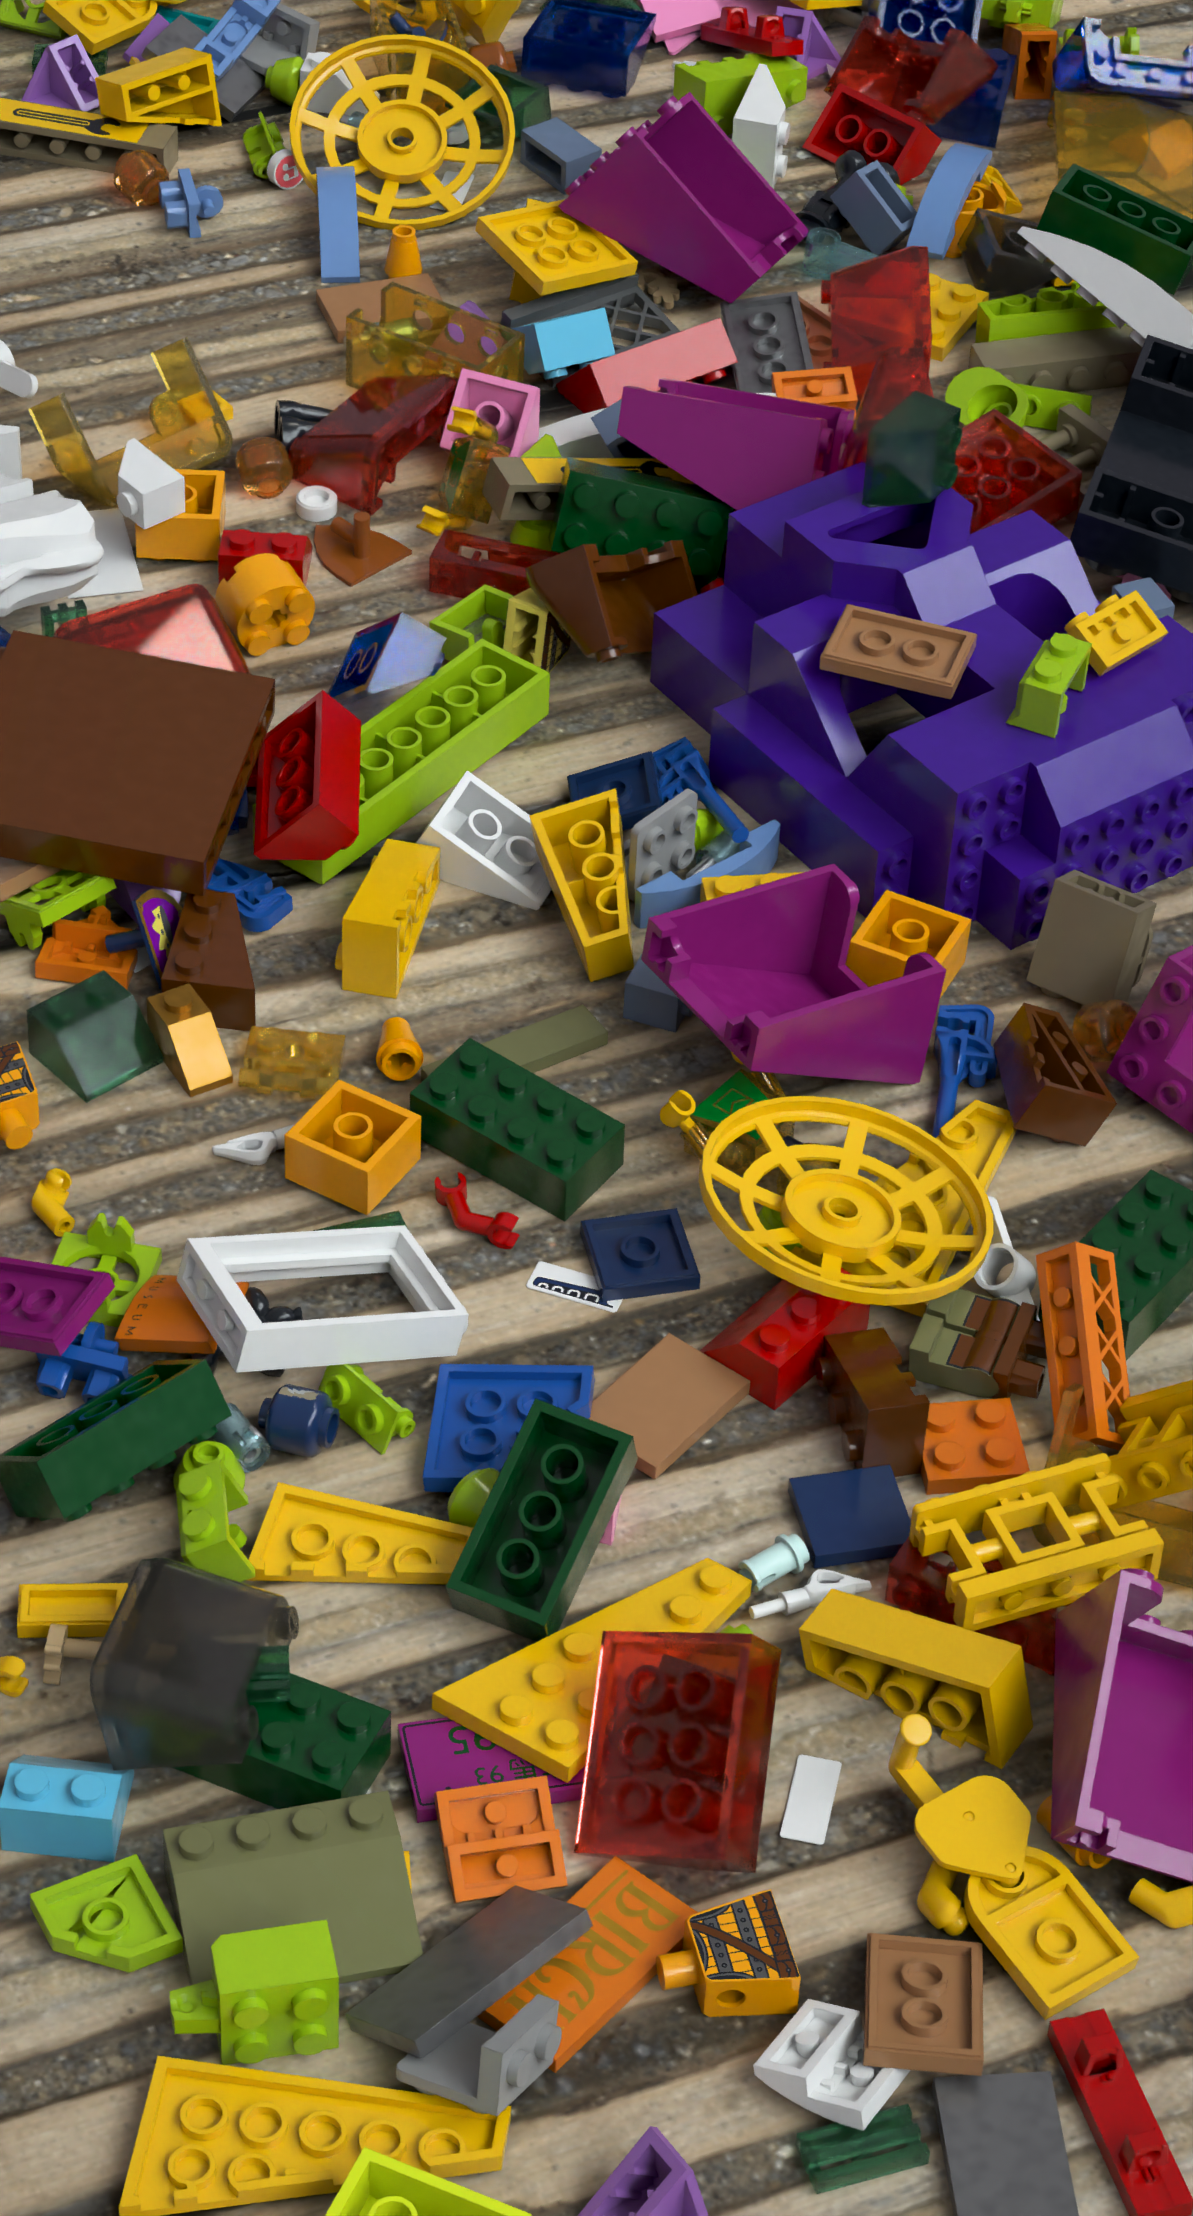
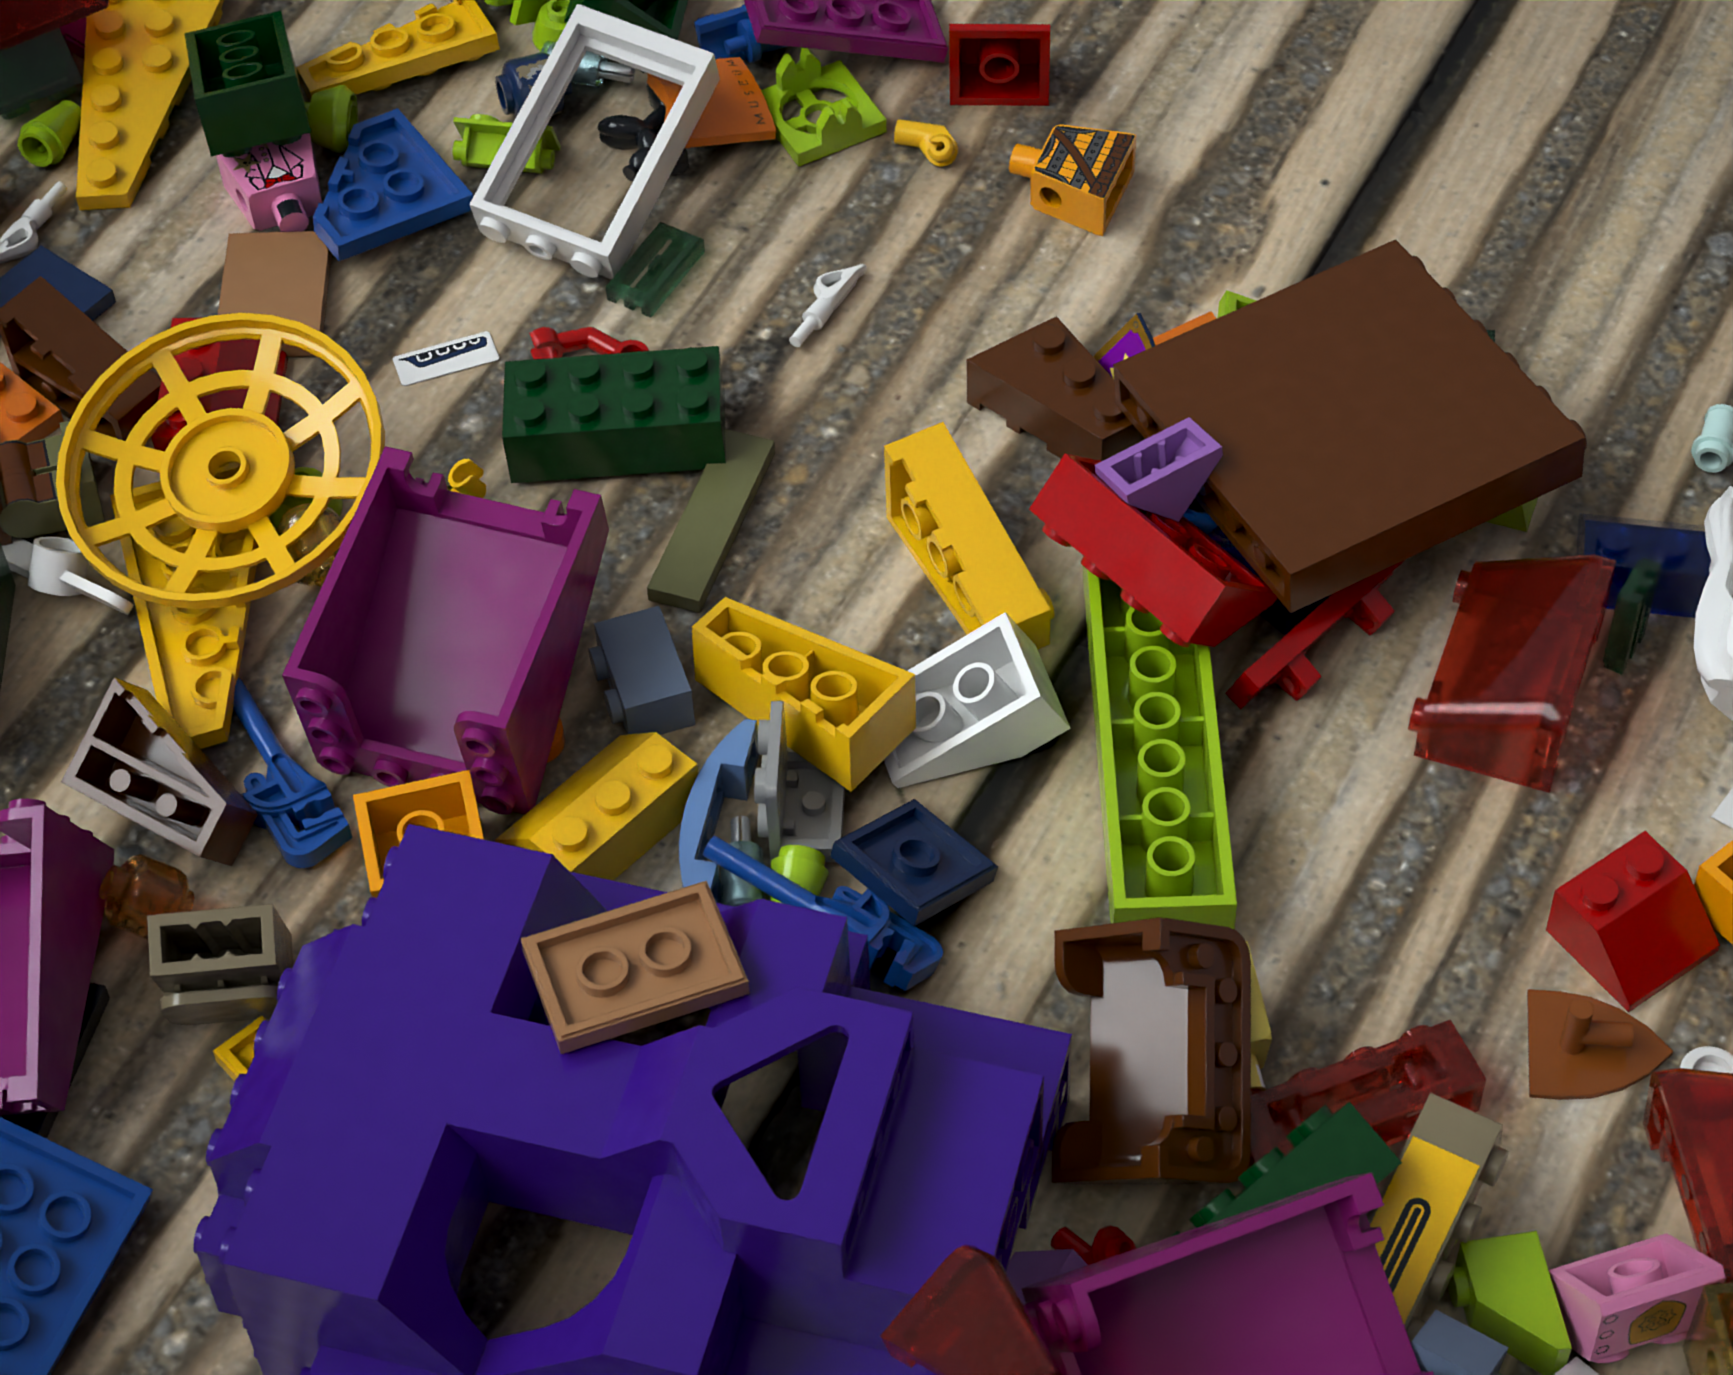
camera: 145 degrees right, 10 degrees up
(92, 1036) = (1070, 274): clear green slope -> none
(188, 1040) = (987, 317): slope -> none
(266, 604) = (1523, 820): light orange brick -> none
(266, 785) = (1163, 469): none -> medium lavender slope
(292, 1061) = (899, 392): clear yellow plate -> none
(352, 1147) = (733, 300): light orange brick -> none
(387, 659) = (1281, 789): clear blue slope -> none
(398, 1050) = (811, 441): light orange cone -> none
(465, 475) = (1556, 1175): clear yellow torso -> none
(474, 617) = (1303, 985): lime window -> none
(640, 1255) = (420, 406): dark blue tile -> none
(784, 1556) = (67, 230): light aqua pin -> none
(912, 453) = (812, 1153): slope -> none
(1041, 692) = (404, 1007): lime window -> none
(1117, 630) = (400, 1161): yellow bracket -> none

